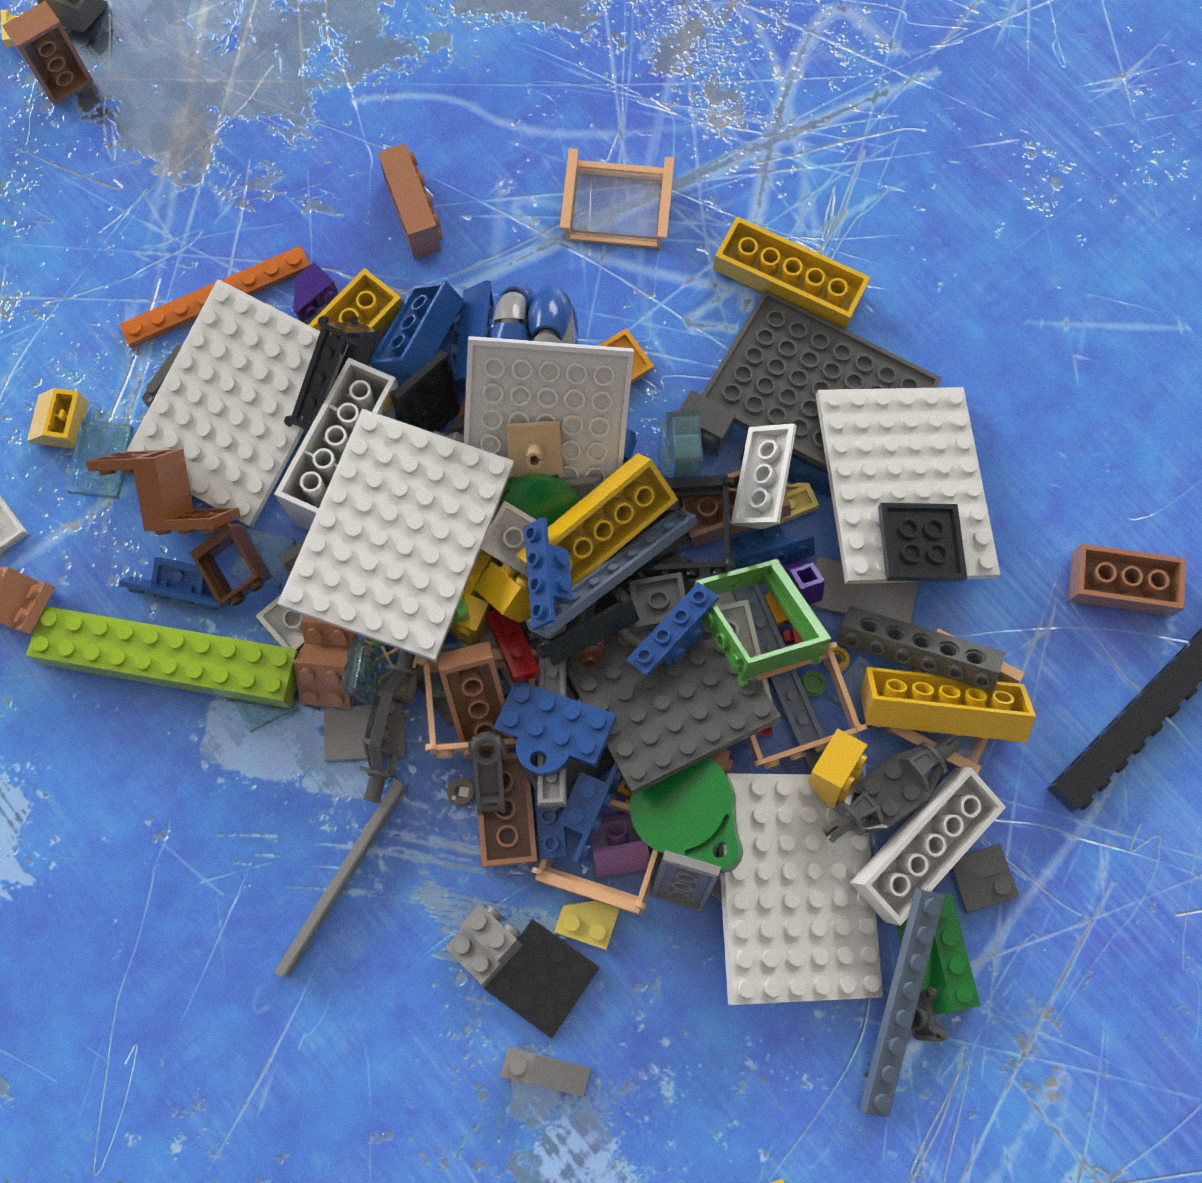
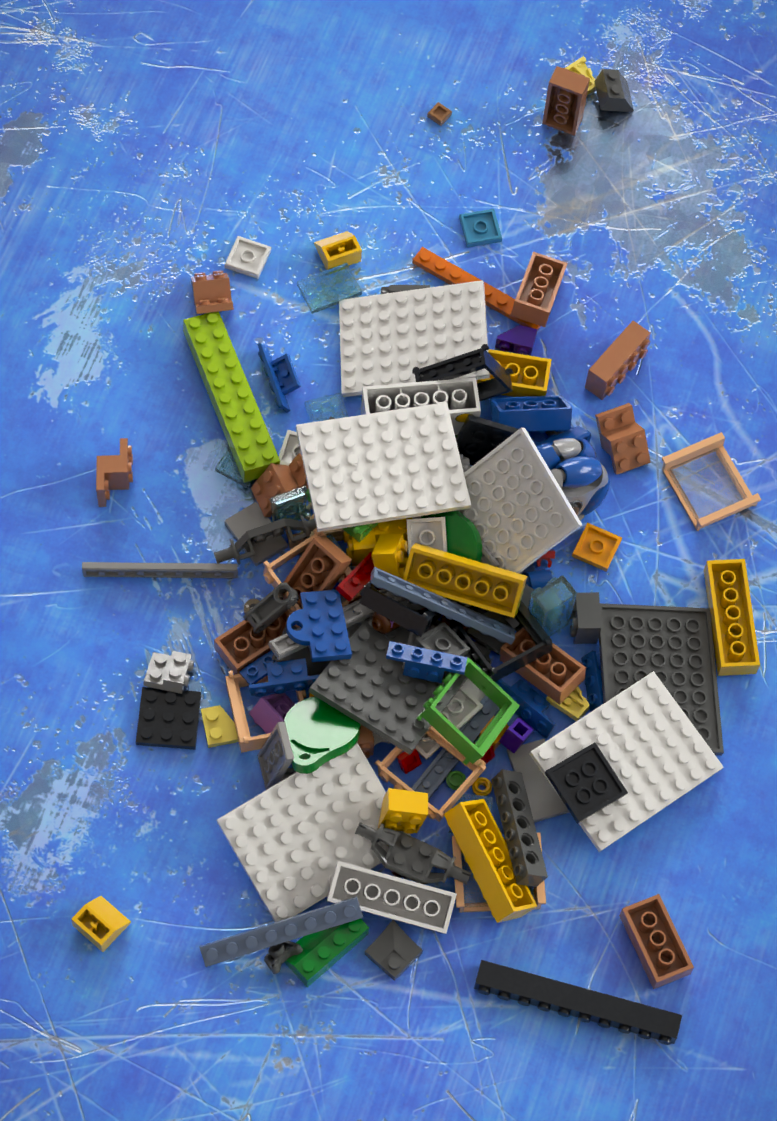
camera: 55 degrees right, 10 degrees down
(139, 247) = (480, 228): none -> dark azure tile
(164, 491) = (330, 332): dark orange bracket -> none
(176, 861) = (114, 472): none -> nougat bracket
(214, 545) = (302, 383): reddish brown window -> none
(266, 229) = (538, 289): none -> nougat brick
(508, 253) = (622, 438): none -> nougat bracket
(535, 448) = (489, 514): tan tile -> none
(545, 1071) = (114, 748): light grey slope -> none
(547, 574) = (410, 562): blue bracket -> none
(763, 476) = (567, 664): white slope -> none

